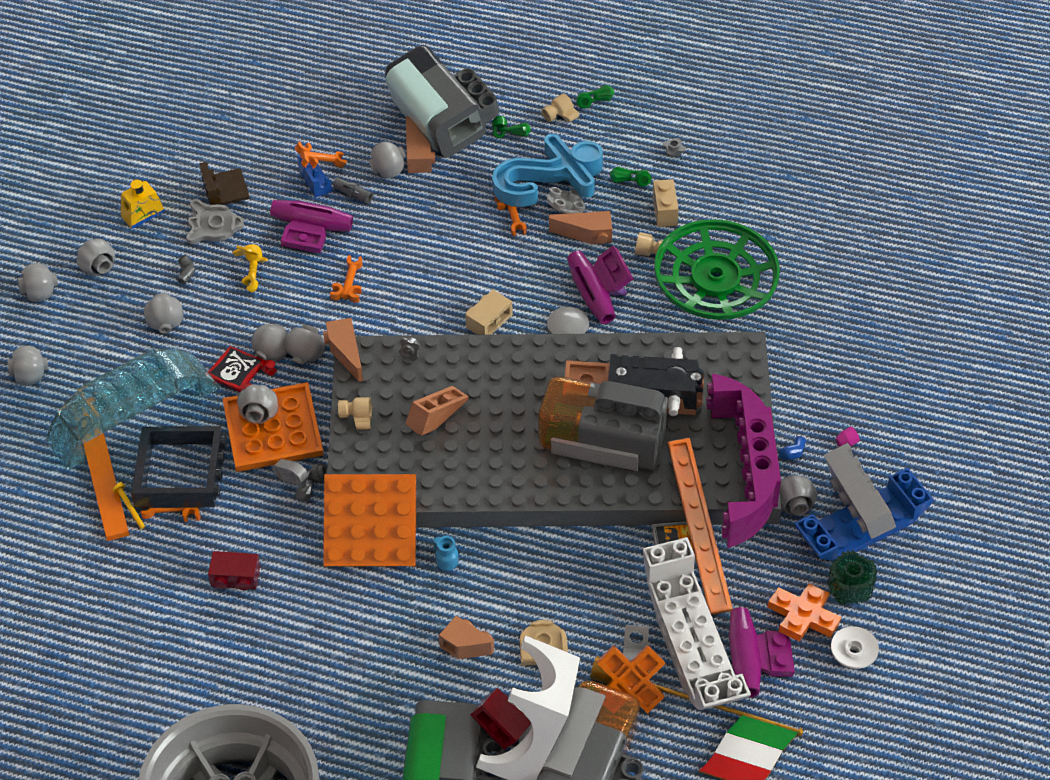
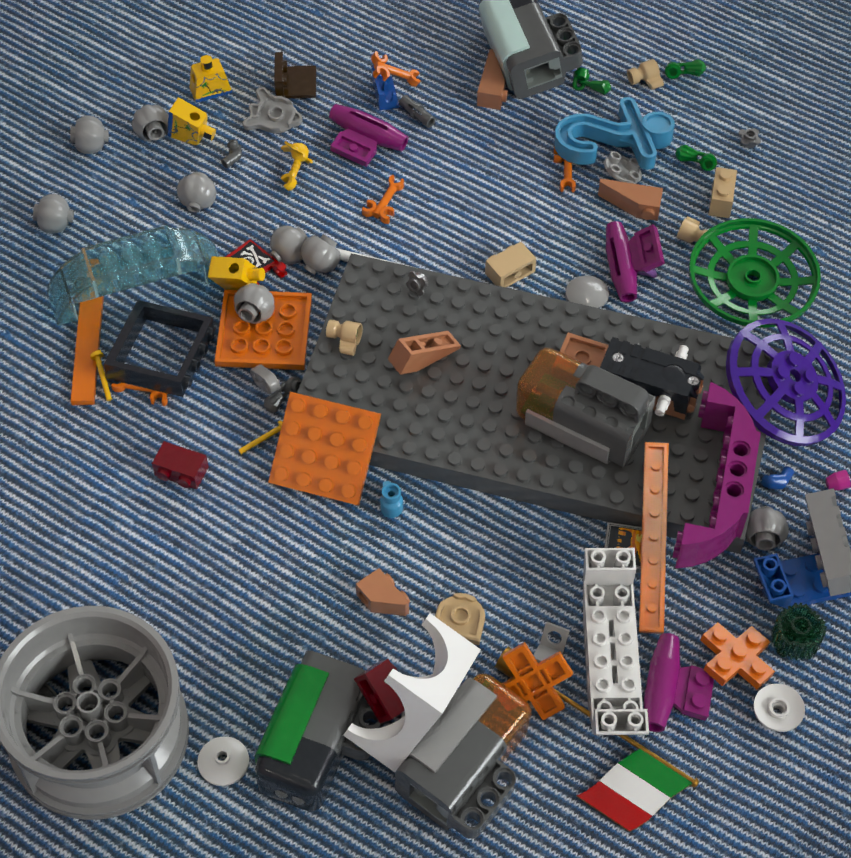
camera: 15 degrees right, 5 degrees up
(135, 249) = (188, 123): none -> yellow torso
(230, 379) = (234, 272): none -> yellow torso
(318, 512) = (262, 438): none -> yellow piece
(343, 345) = (353, 264): nougat slope -> none
(387, 159) = (458, 87): light grey plant -> none
(768, 354) = (784, 388): none -> dark purple dish

